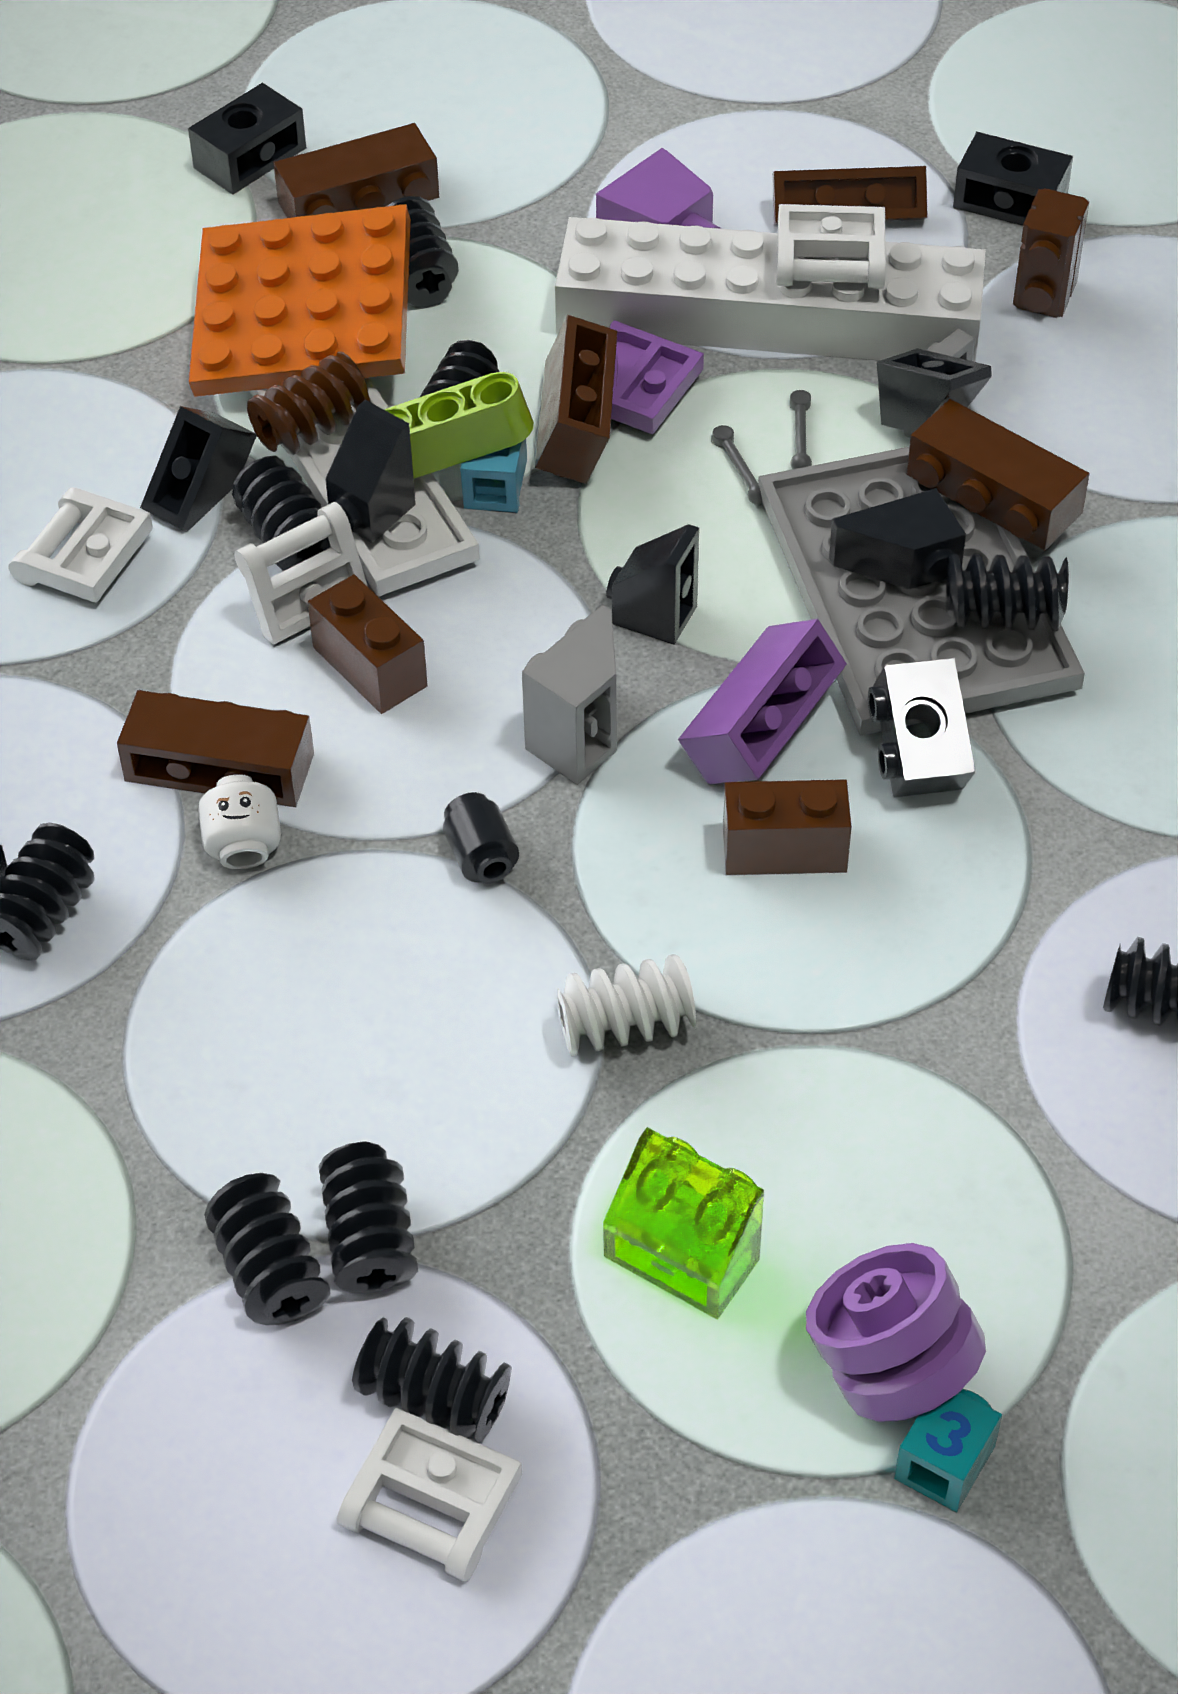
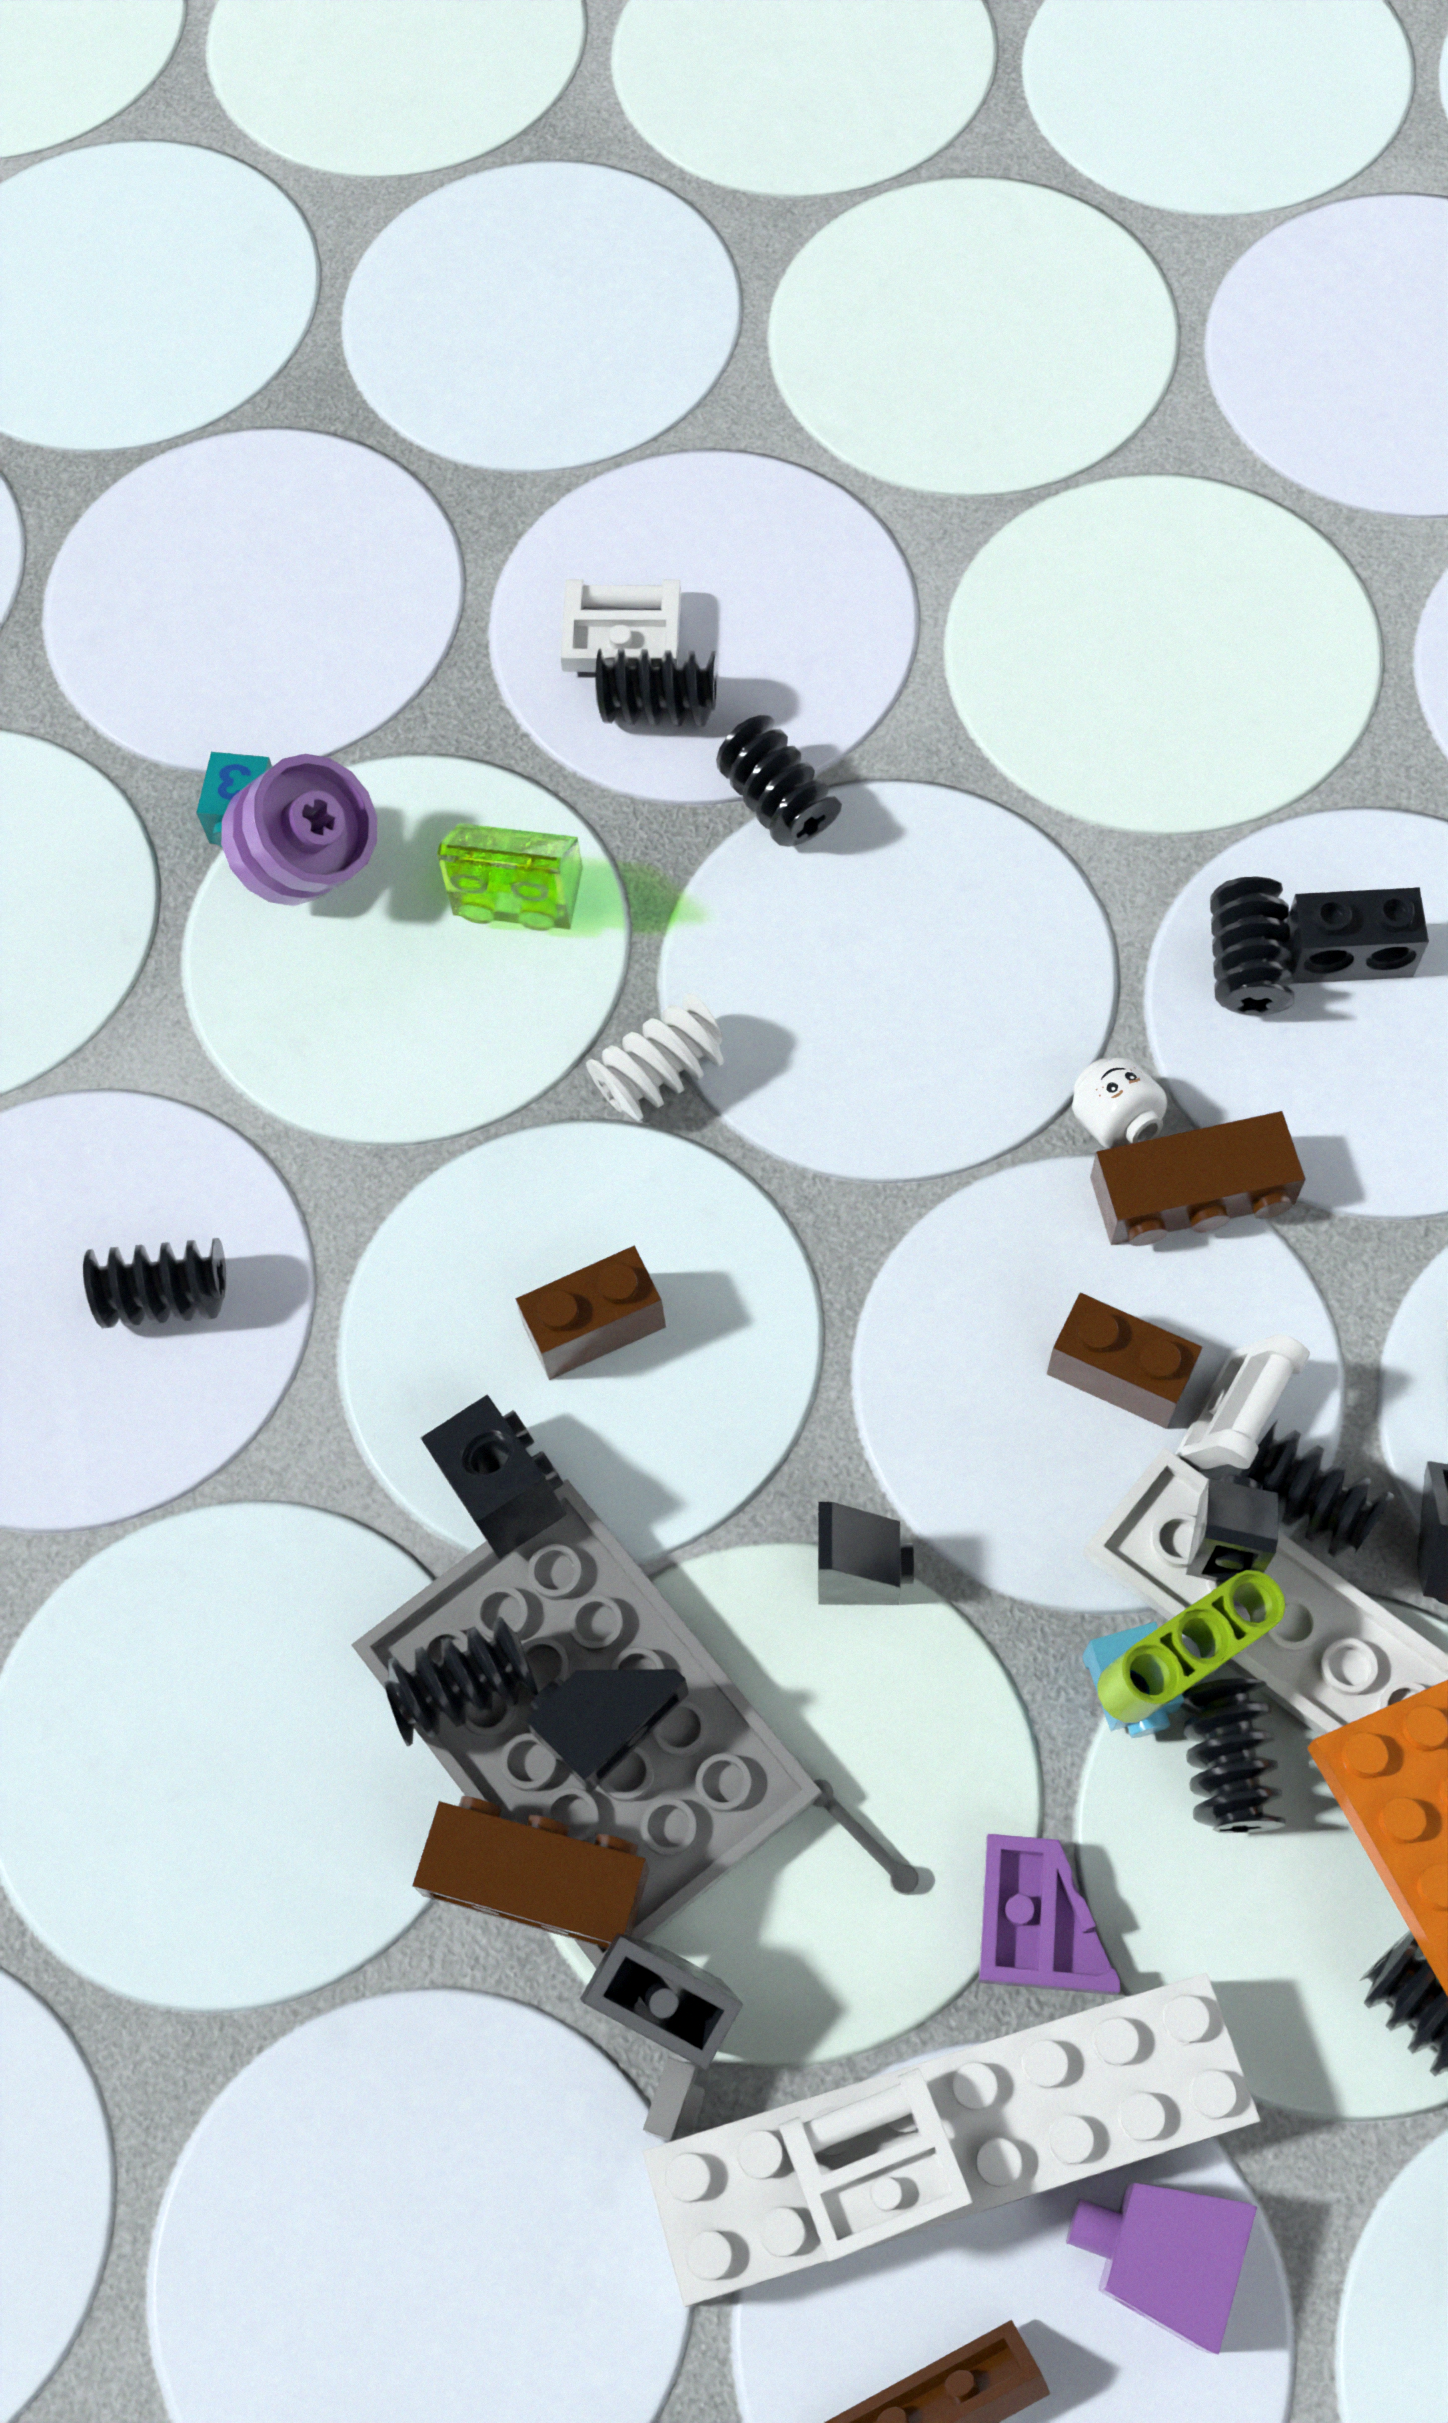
camera: 160 degrees right, 15 degrees up
(265, 1250) = (841, 730): black piece -> none
(308, 402) = (1370, 1629): reddish brown piece -> none
(479, 838) = (883, 1185): black brick -> none
(573, 698) = (858, 1349): light grey slope -> none
(576, 399) = (1088, 1812): reddish brown brick -> none
(762, 702) = (675, 1449): medium lavender brick -> none
(800, 402) = (837, 1983): dark grey hinge -> none
(1050, 252) = (597, 2353): reddish brown brick -> none

